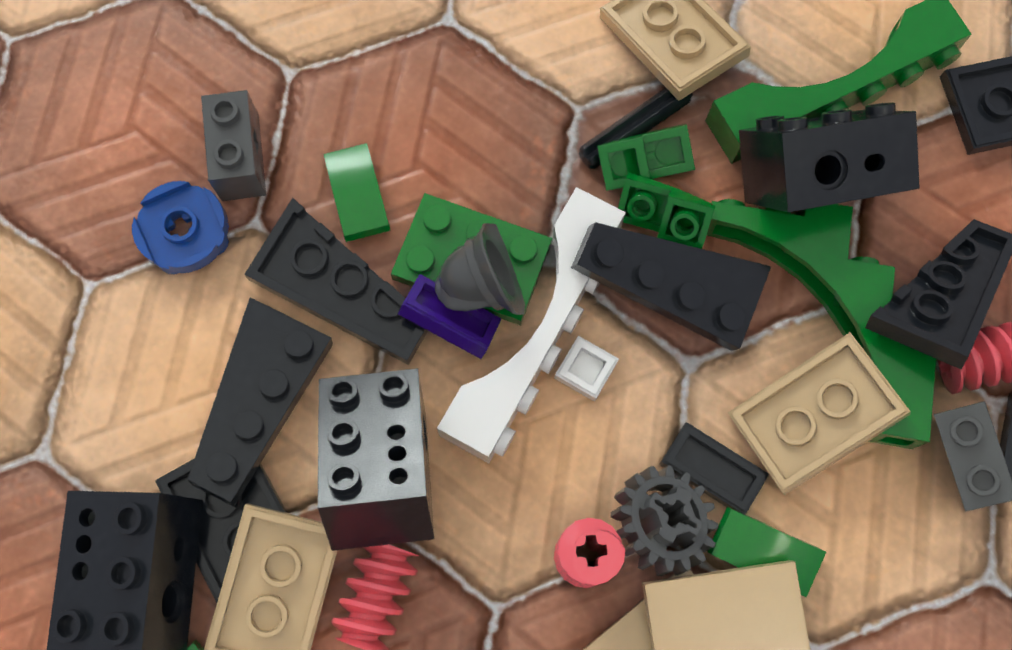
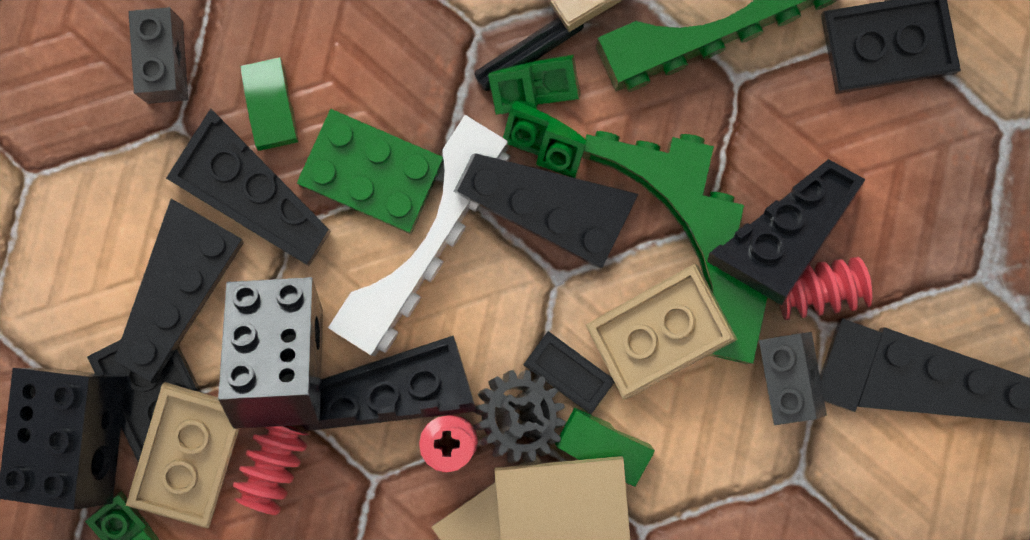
camera: 10 degrees right, 10 degrees up
(204, 238) = (89, 120): blue plate -> none
(465, 329) = (346, 226): dark purple tile -> none
(480, 275) = (374, 195): dark grey piece -> none
(521, 495) = (397, 388): none -> black wing
(586, 368) = (465, 277): white tile -> none
(829, 157) = (692, 103): black piece -> none

